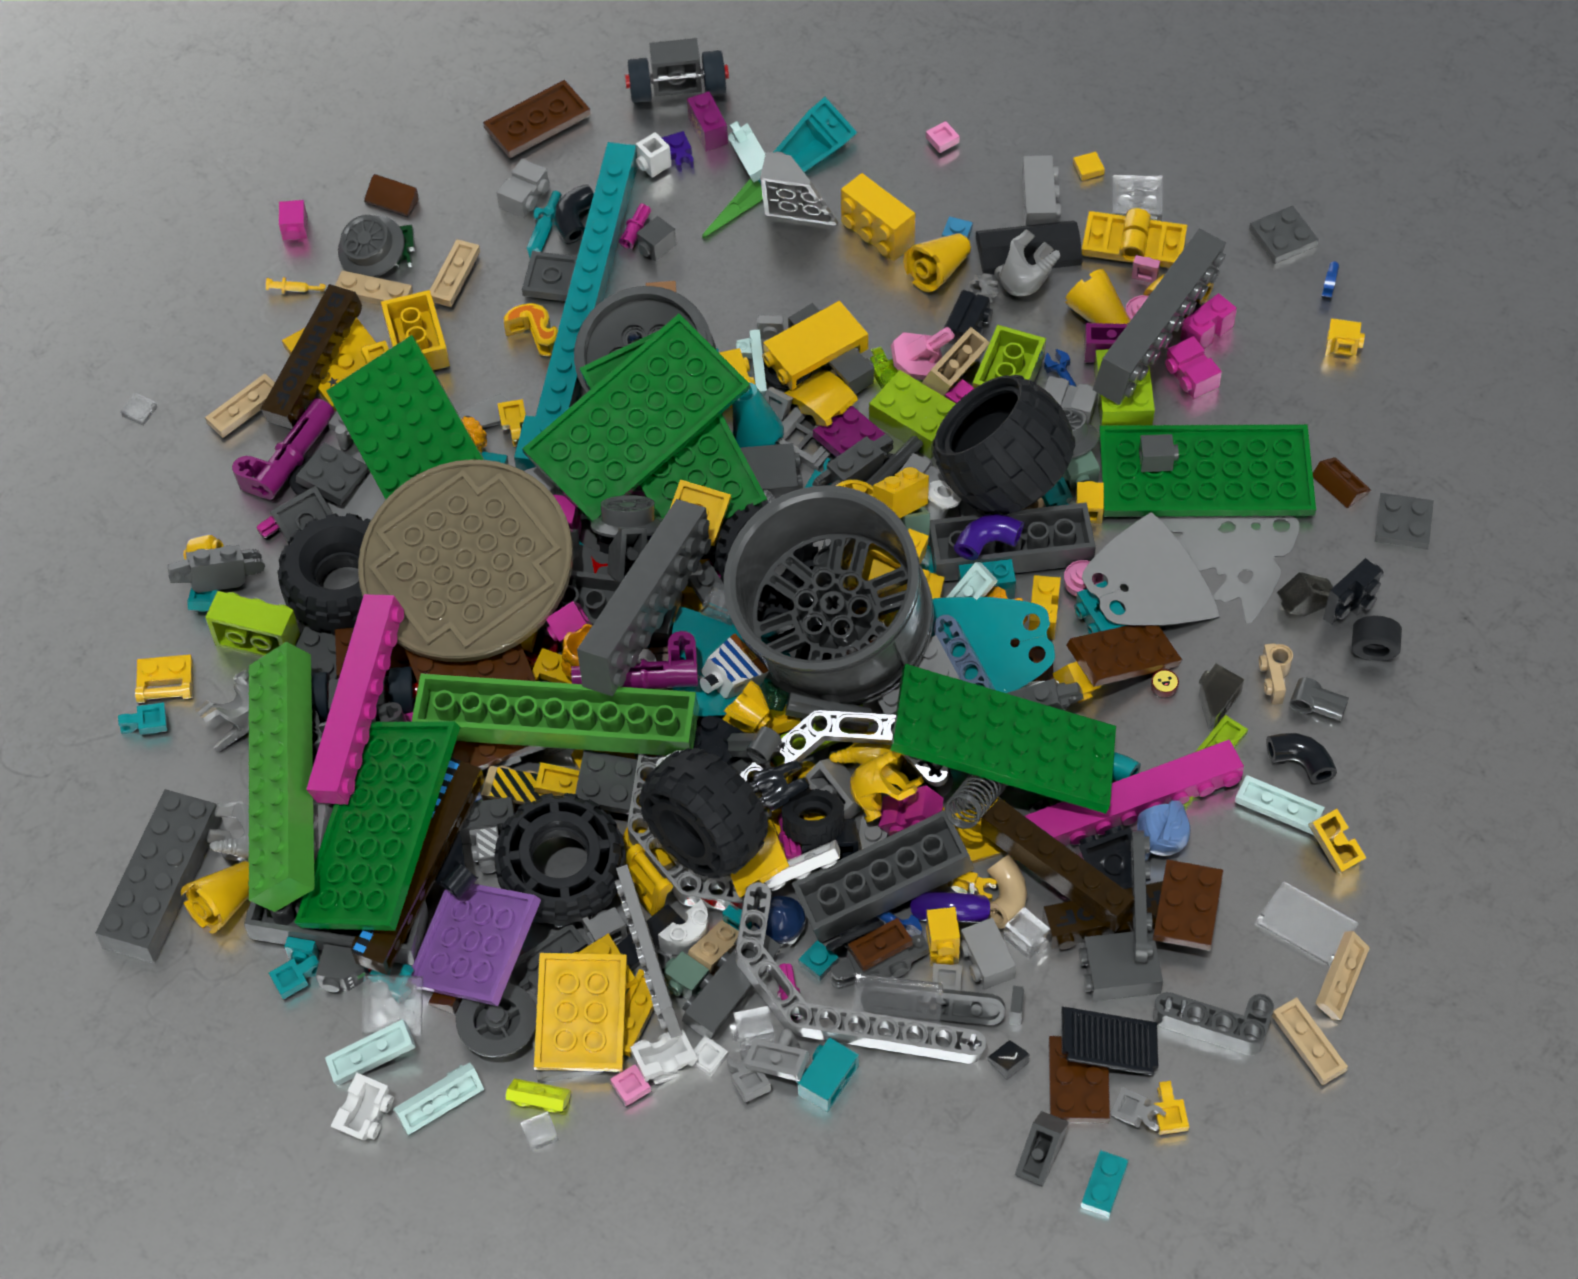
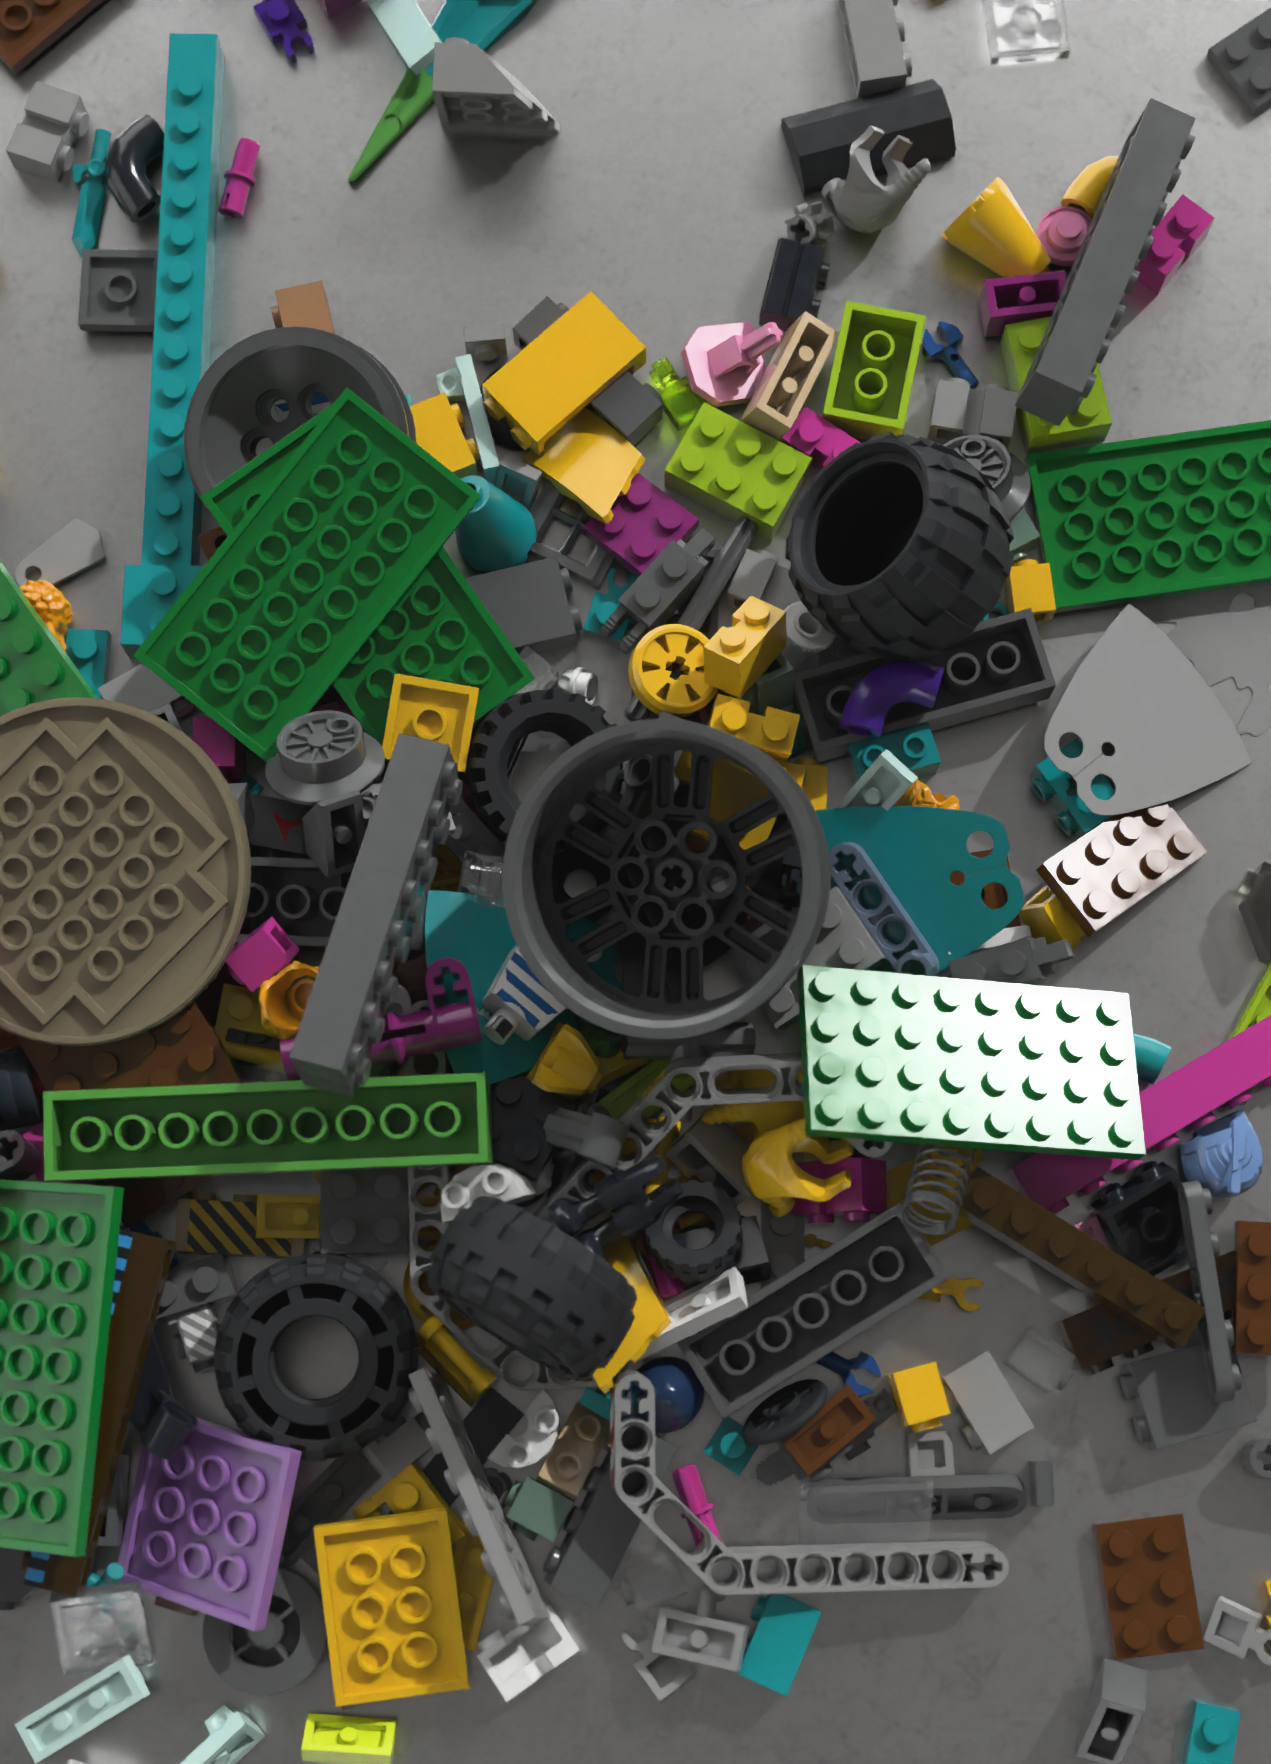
camera: 10 degrees left, 20 degrees up
(512, 417) = (105, 563): yellow plate -> none
(536, 319) = (108, 372): yellow animal -> none
(630, 1085) = (483, 1702): bright pink plate -> none
(653, 155) = (246, 45): white brick -> none
(656, 238) = (277, 200): dark grey brick -> none
(709, 1056) = (593, 1630): white tile -> none
(877, 217) = (625, 119): yellow brick -> none
(935, 260) = (730, 185): yellow cone -> none
(956, 226) = (751, 121): dark azure plate -> none
(968, 907) = (923, 1340): dark purple cylinder -> none
(1009, 1058) = (1040, 1568): black slope -> none
(1011, 891) = (1007, 1295): tan cylinder -> none
(1046, 594) = (983, 776): yellow brick -> none
(1073, 577) = (1028, 729): bright pink plate -> none
(1109, 1040) = (1187, 1524): black window -> none
(1132, 235) = (1033, 102): yellow plate -> none
(1145, 269) = (1059, 156): bright pink plate -> none
(1157, 453) = (1126, 499): dark grey brick -> none
(1164, 683) = (1185, 894): tile -> none
(1192, 368) = (1157, 329): dark pink brick -> none

